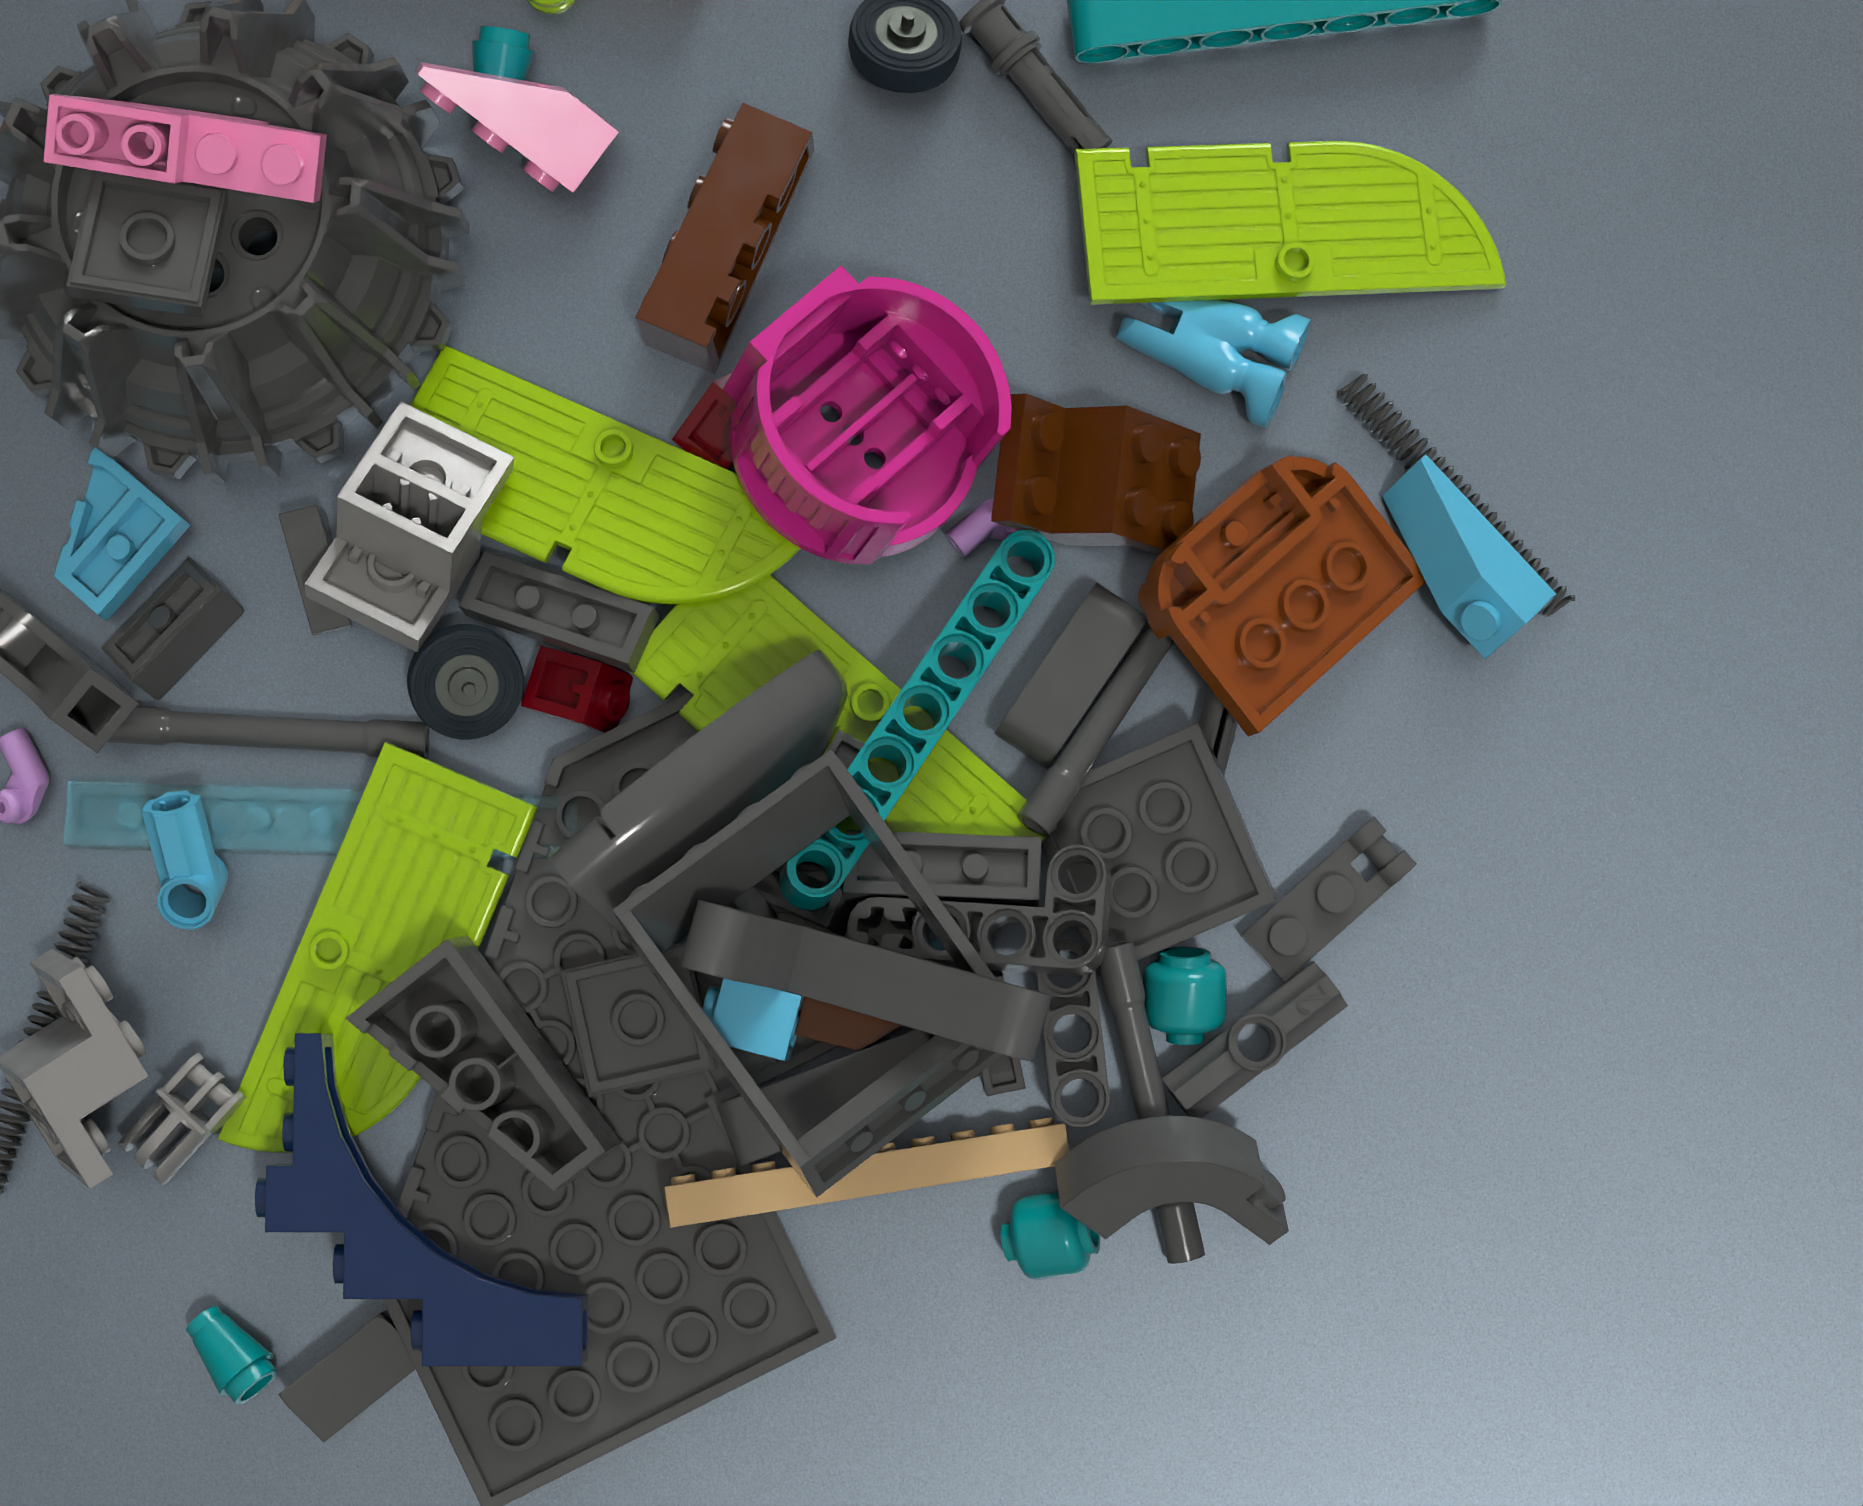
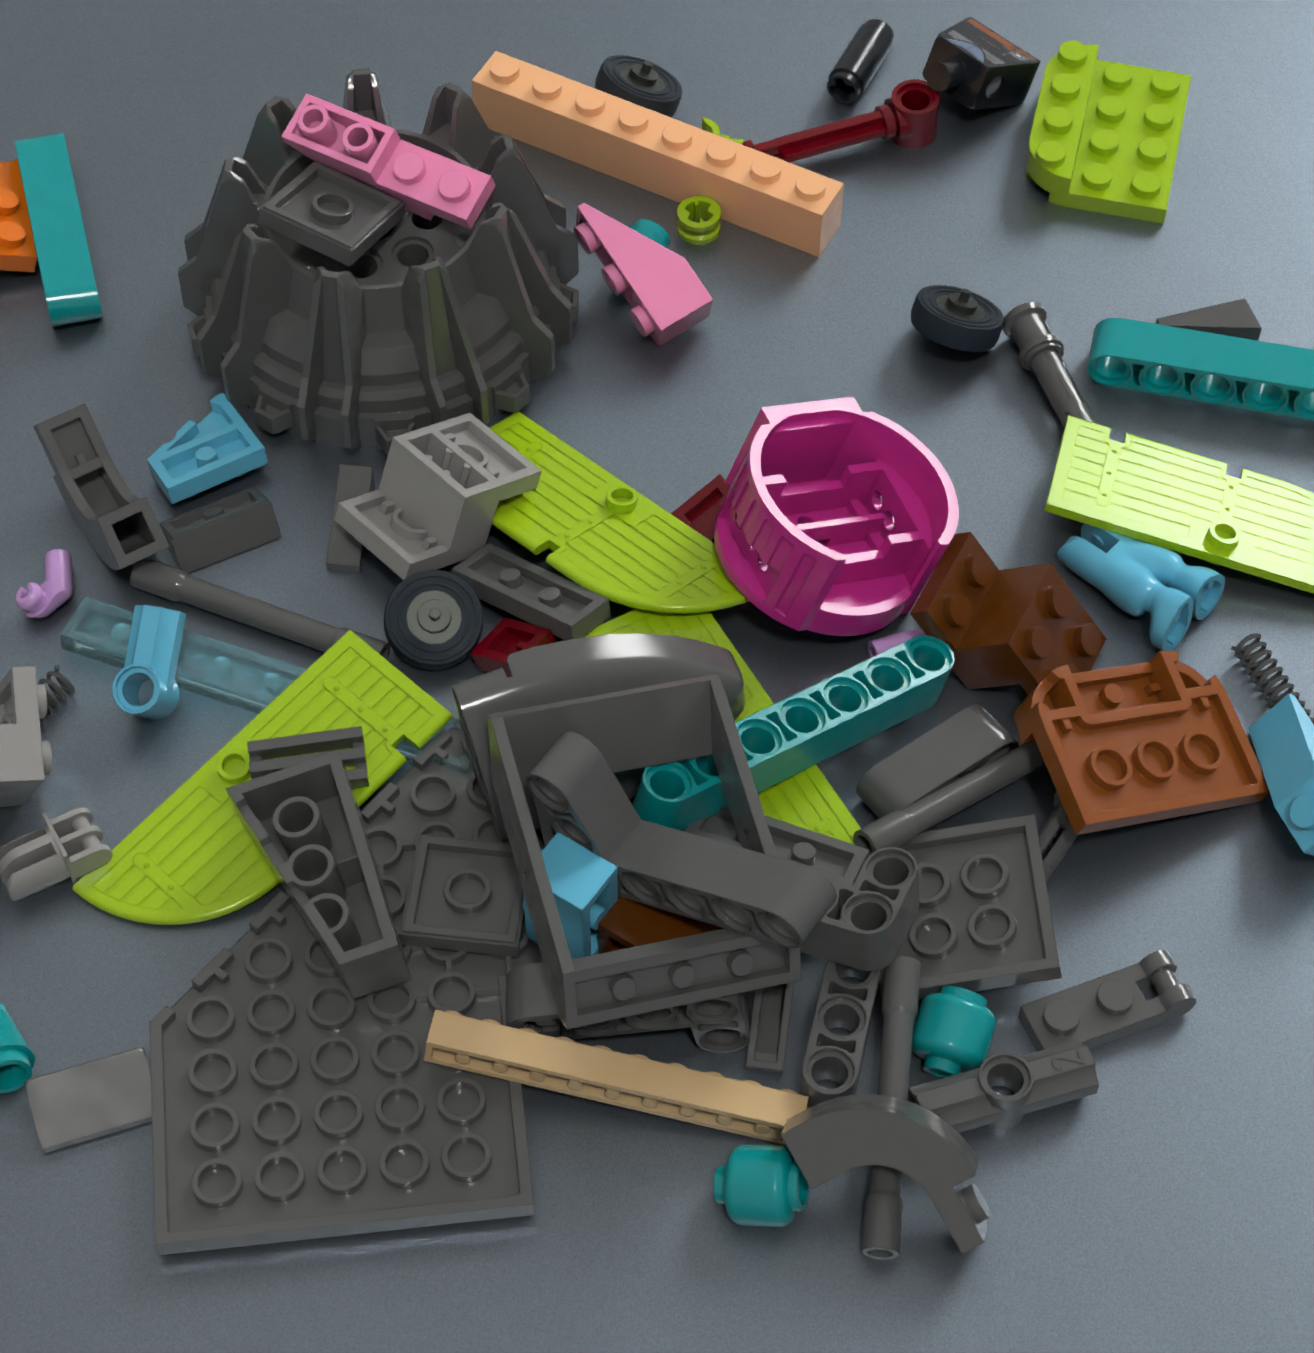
camera: 20 degrees right, 30 degrees down
(329, 1188) = (212, 1056): dark blue arch -> none
(361, 952) = (309, 743): none -> dark grey tile
(724, 237) = (794, 366): reddish brown wedge -> none

